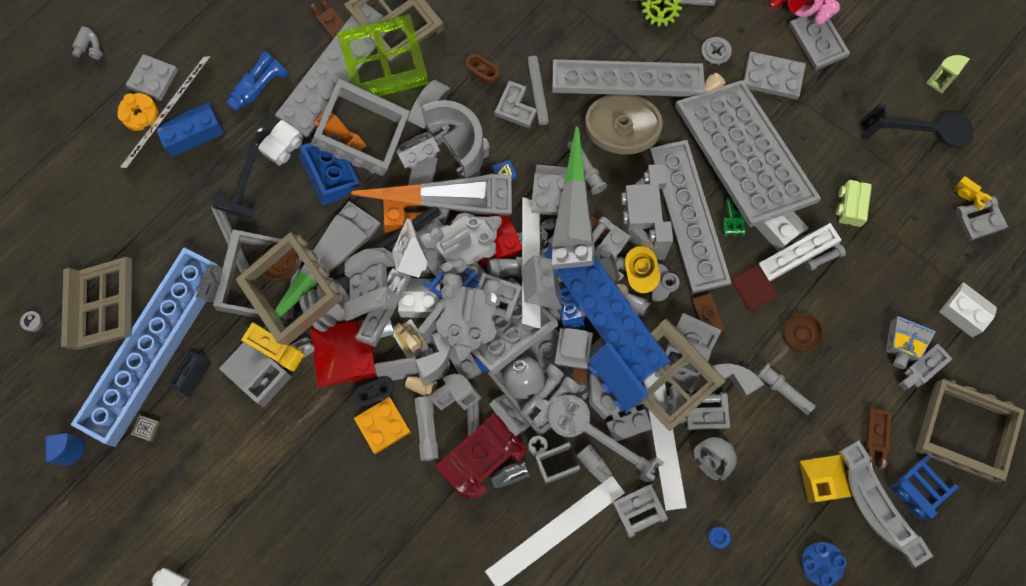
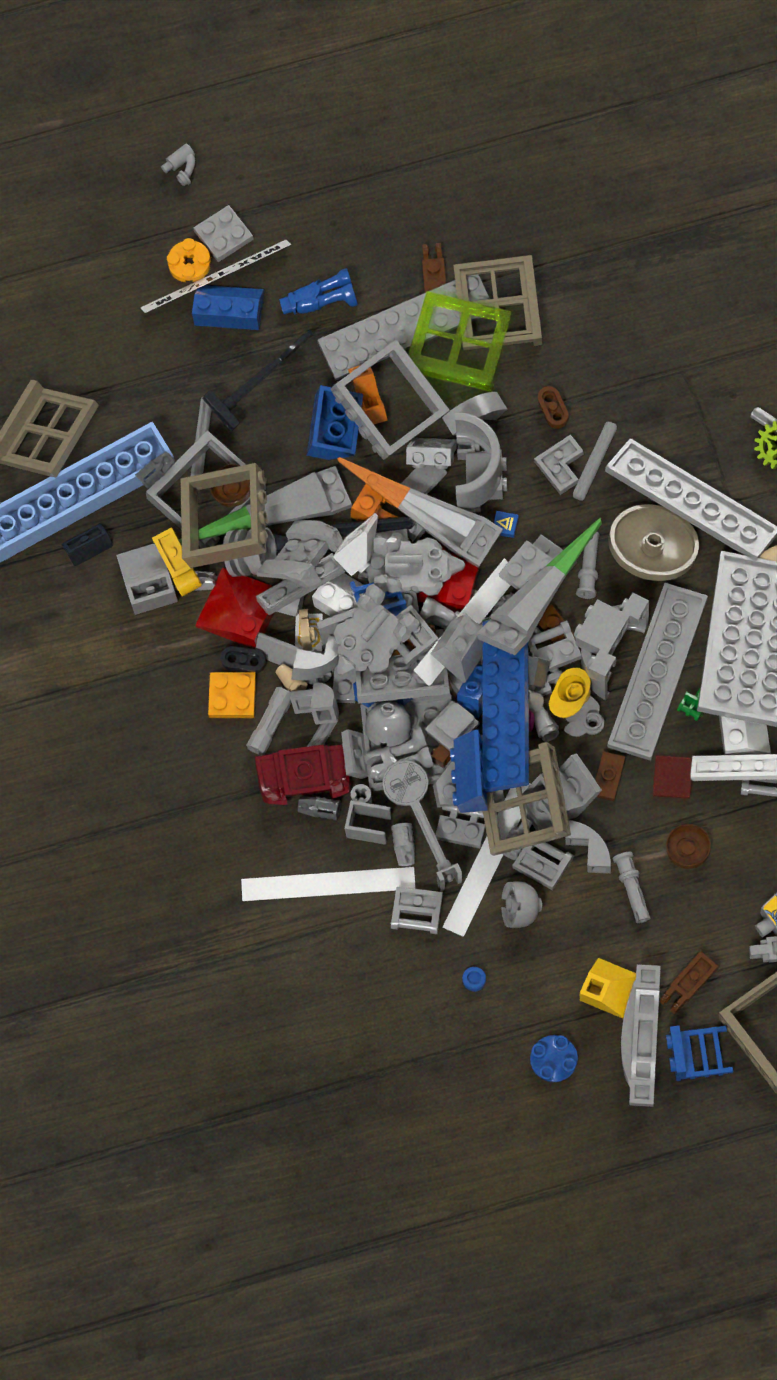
camera: 40 degrees right, 5 degrees down
(145, 428) = (18, 571): tile -> none
(281, 142) = (306, 371): white brick -> none

